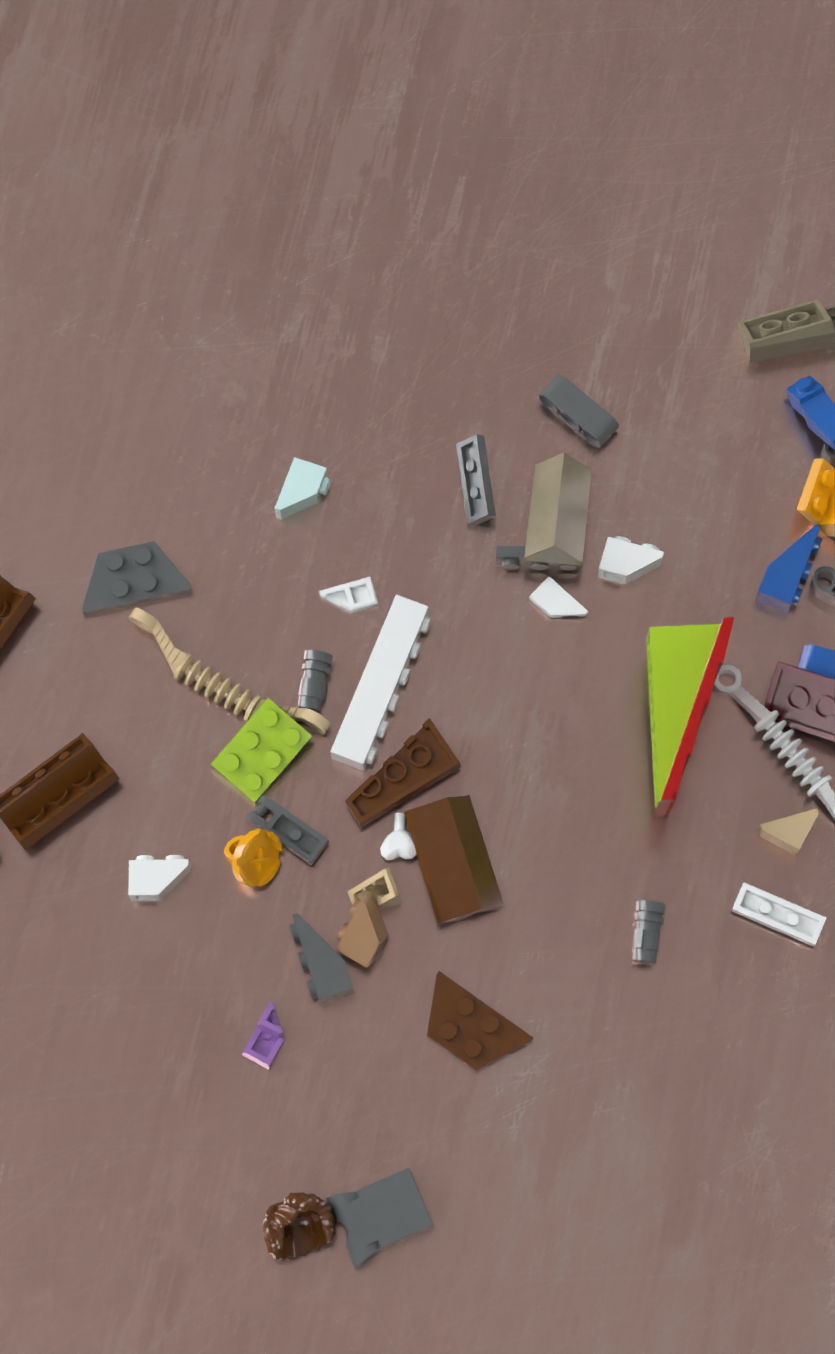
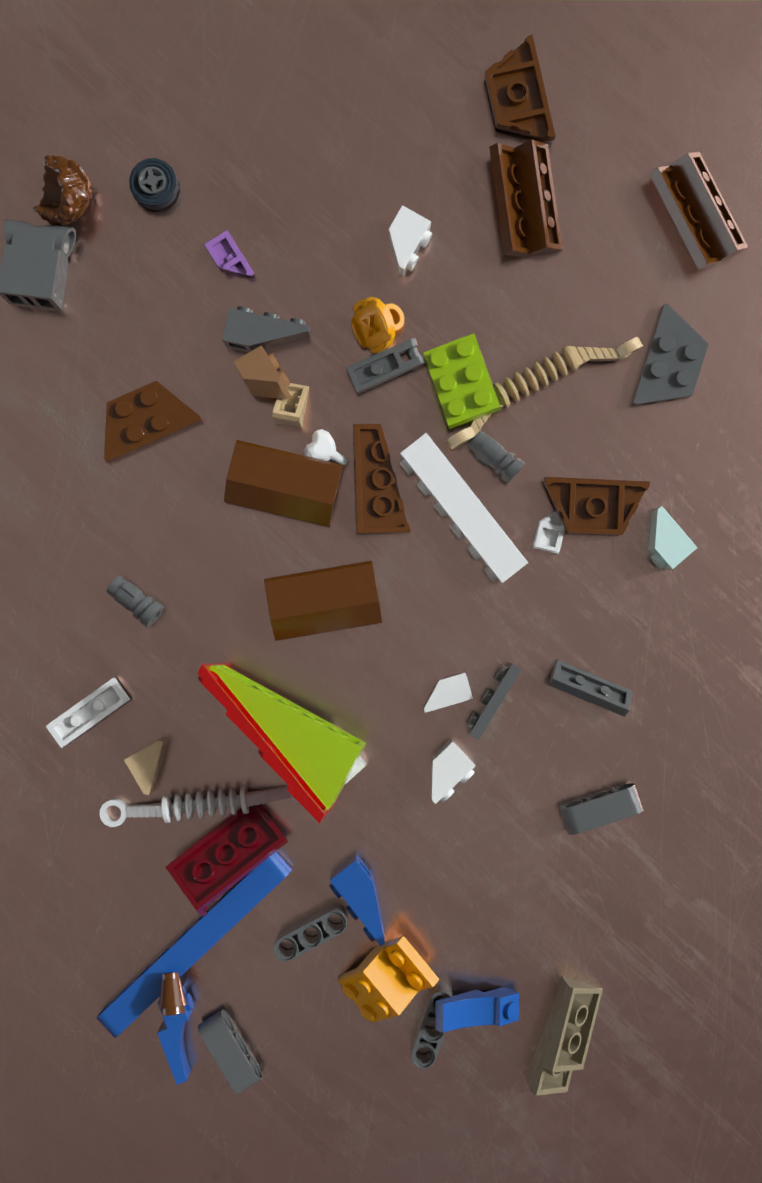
camera: 115 degrees right, 15 degrees up
(230, 1141) = (149, 174): none -> black wheel
(305, 569) = (595, 504): none -> reddish brown wing
(541, 759) = (322, 600): none -> reddish brown slope
(558, 511) = (521, 738): dark tan slope -> none

